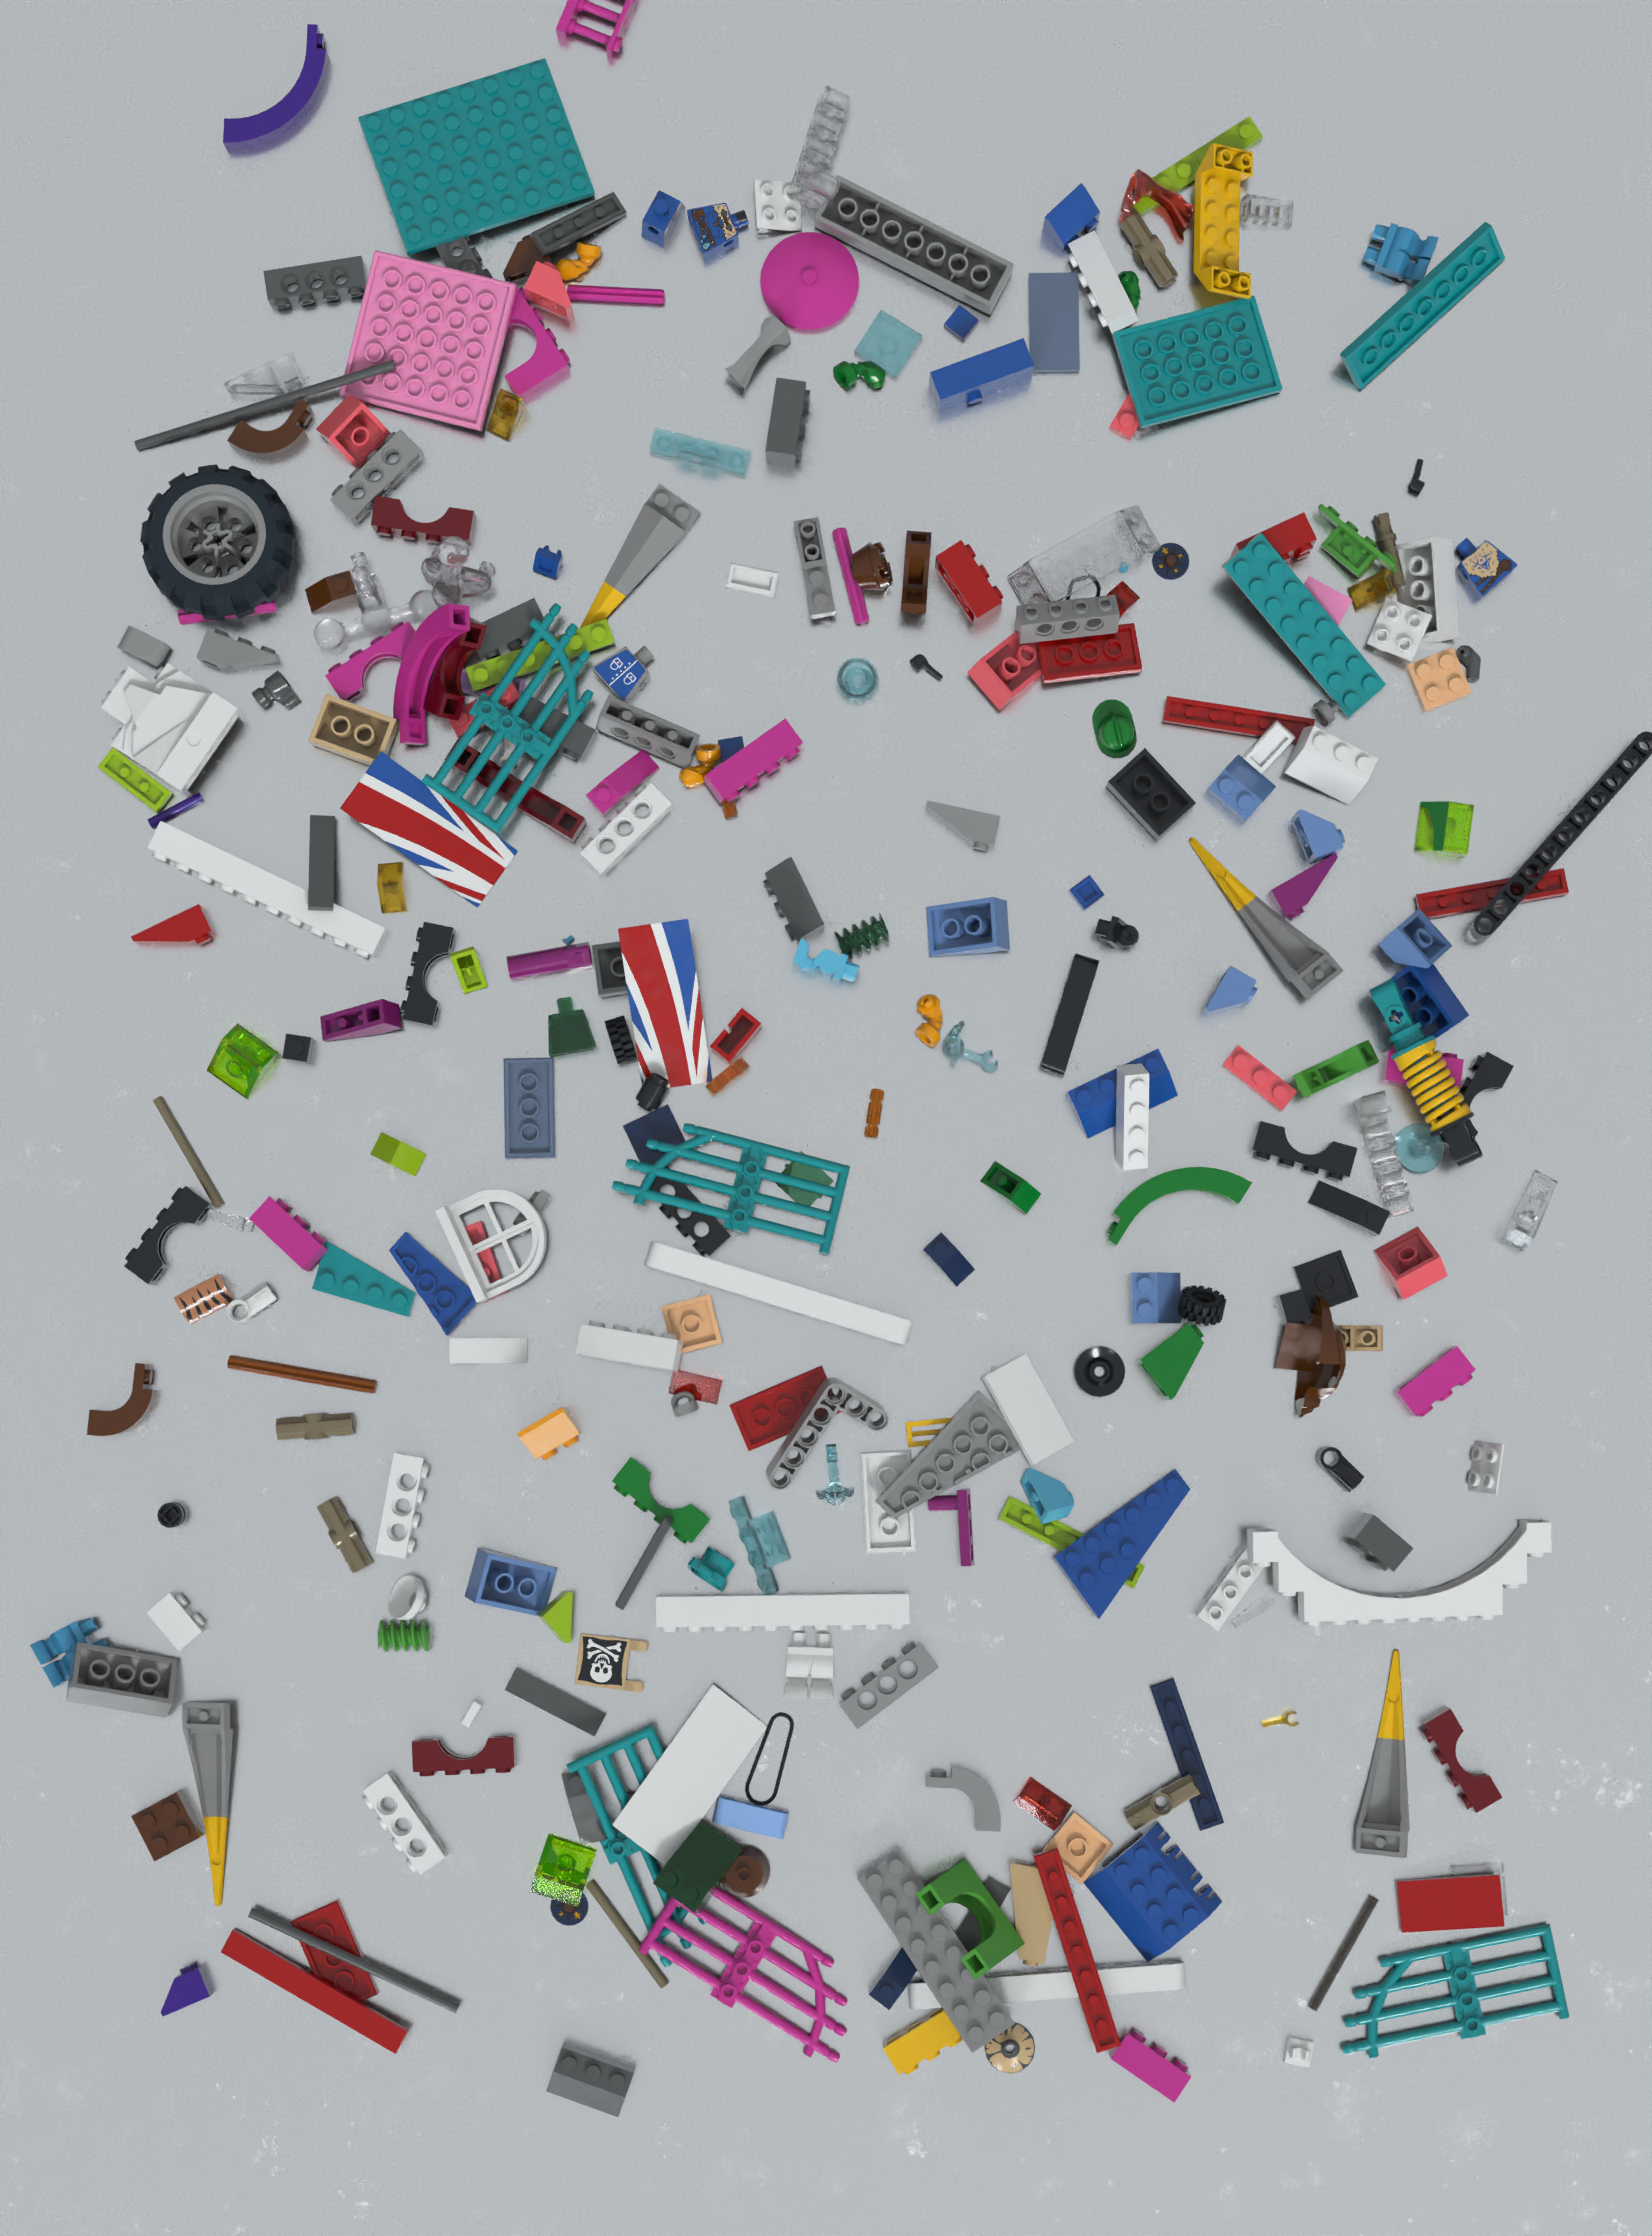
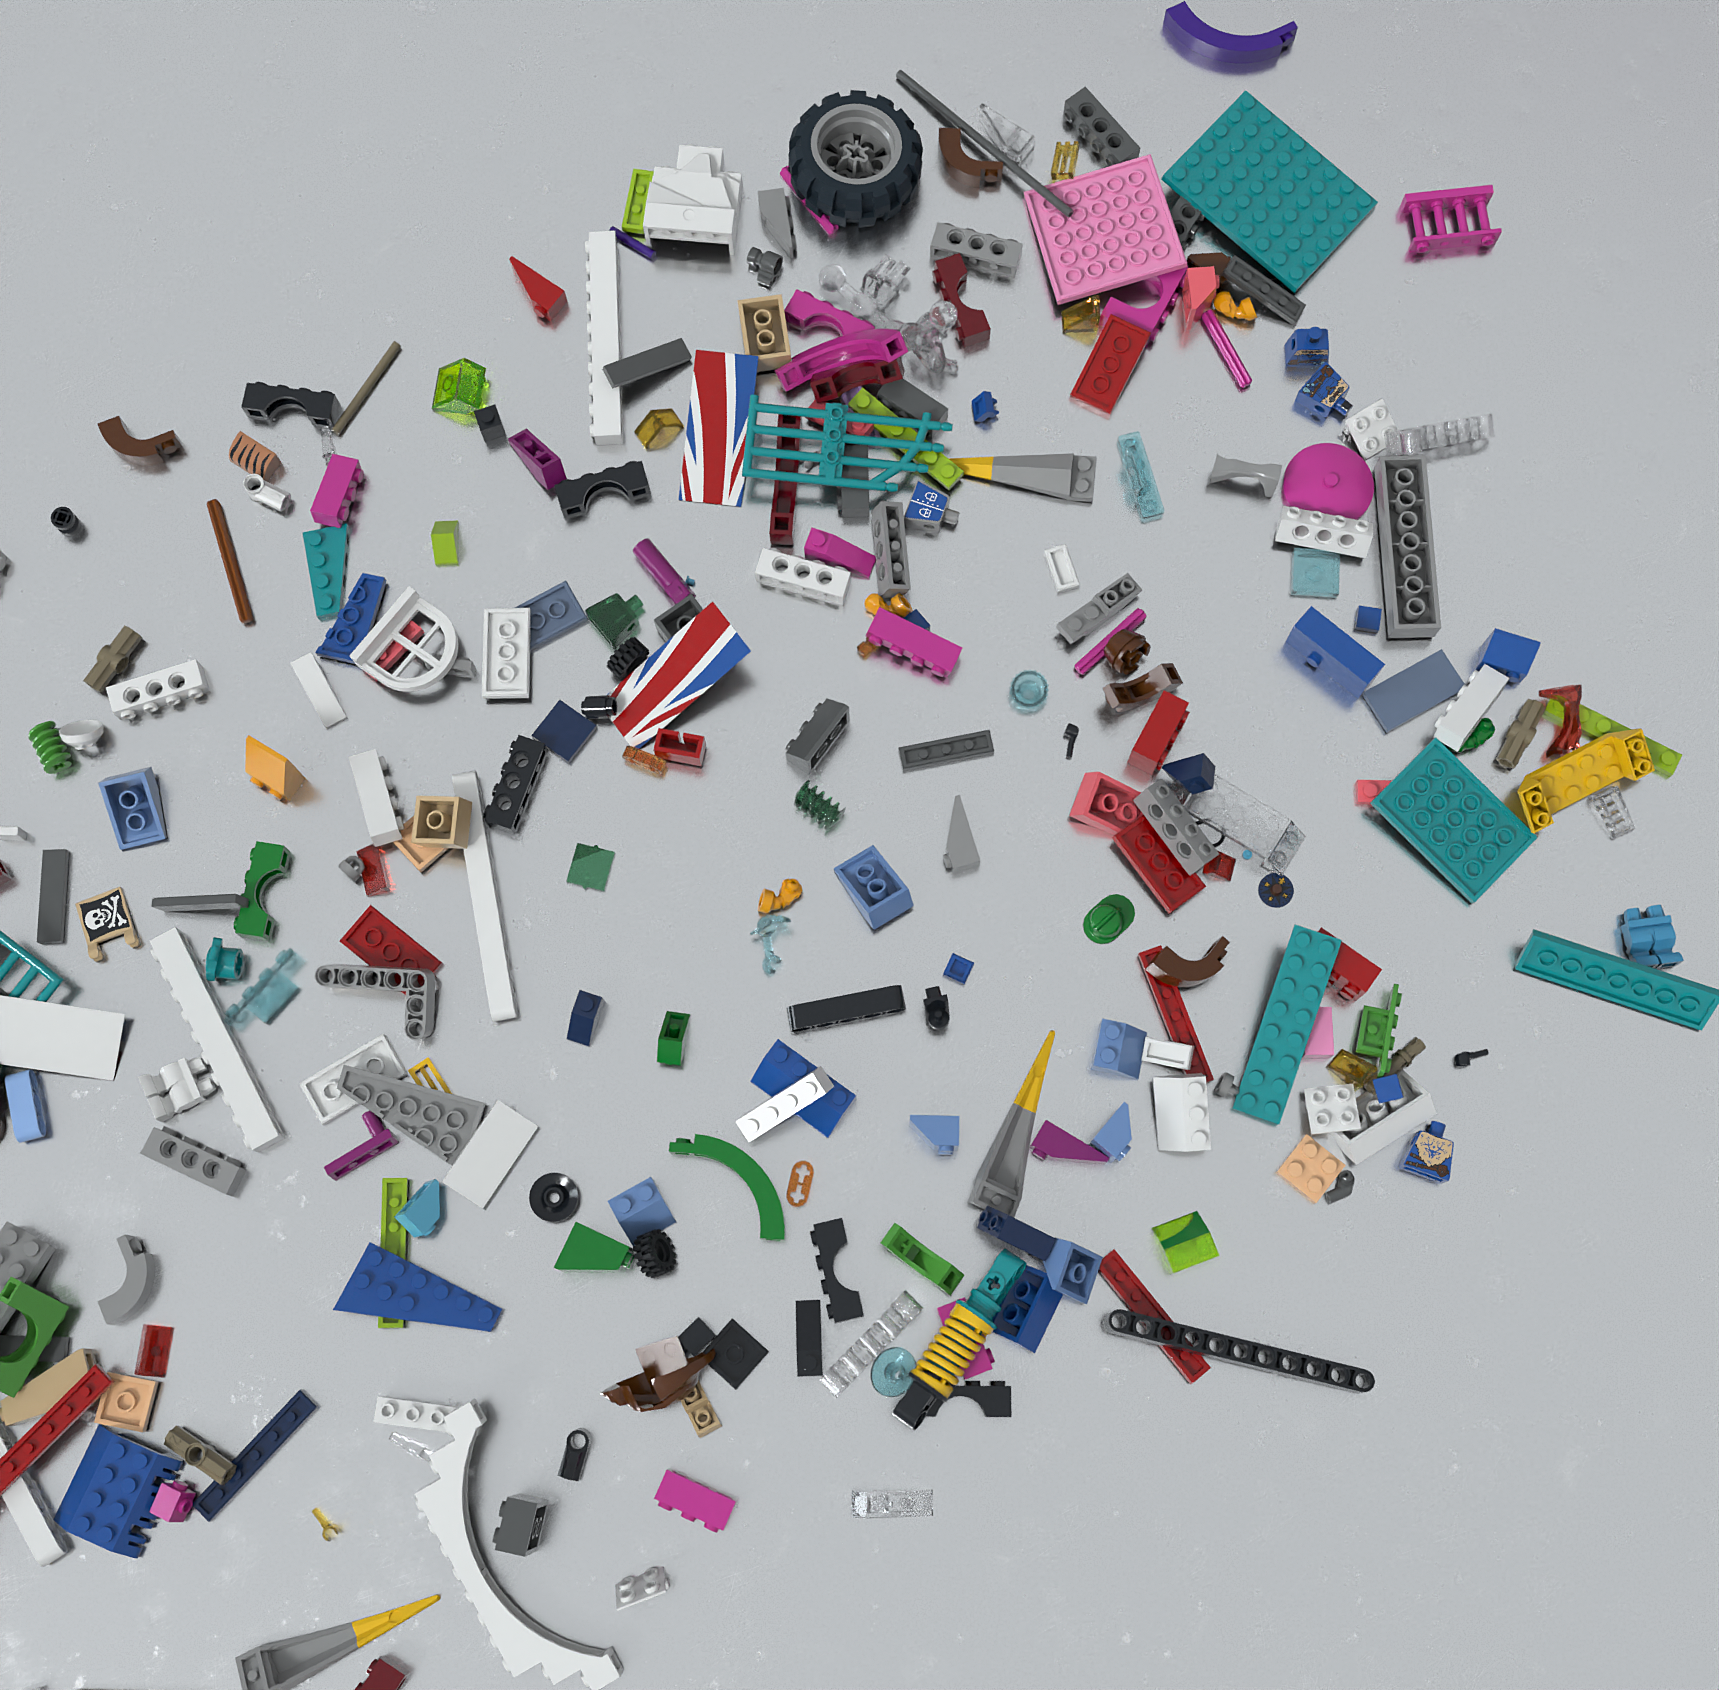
camera: 60 degrees right, 10 degrees down
(143, 647) = (745, 154): light grey beam -> none
(314, 325) = (1065, 148): none -> clear yellow tile
(315, 1426) = (191, 591): dark tan piece -> none
(331, 592) = (862, 260): reddish brown slope -> none
(353, 431) = (1002, 213): coral slope -> none
(468, 969) = (624, 515): lime slope -> none
(548, 1152) = (506, 653): none -> white tile
(558, 1616) = (122, 859): lime slope -> none
(573, 416) = (1110, 364): none -> red tile
(693, 1296) = (441, 822): none -> tan brick
(746, 1184) = (561, 819): teal piece -> none
(782, 1762) = (84, 1086): black piece -> none
(787, 422) = (1203, 523): dark grey brick -> none
(827, 963) = (779, 785): medium azure hips -> none
(835, 1492) = (336, 1029): clear light blue piece -> none
(847, 373) = (1284, 568): green arm -> none
(856, 313) = (1324, 531): none -> white brick
(872, 788) = (946, 750): none -> dark grey tile
(874, 1113) = (677, 893): clear orange axle -> none
(1028, 575) = (1192, 773): none -> dark blue slope
(1150, 794) = (1070, 975): black brick -> none
(1191, 1844) = (173, 1501): none -> dark pink brick
(1200, 696) = (1180, 972): none -> reddish brown arch
(1210, 1138) = (794, 1183): none -> clear orange beam
(1259, 1078) = (880, 1199): coral plate -> none
(1359, 973) = (1016, 1233): none -> dark blue window
(1409, 569) = (1388, 1088): none -> blue tile
(1411, 1263) = (789, 1420): coral slope -> none

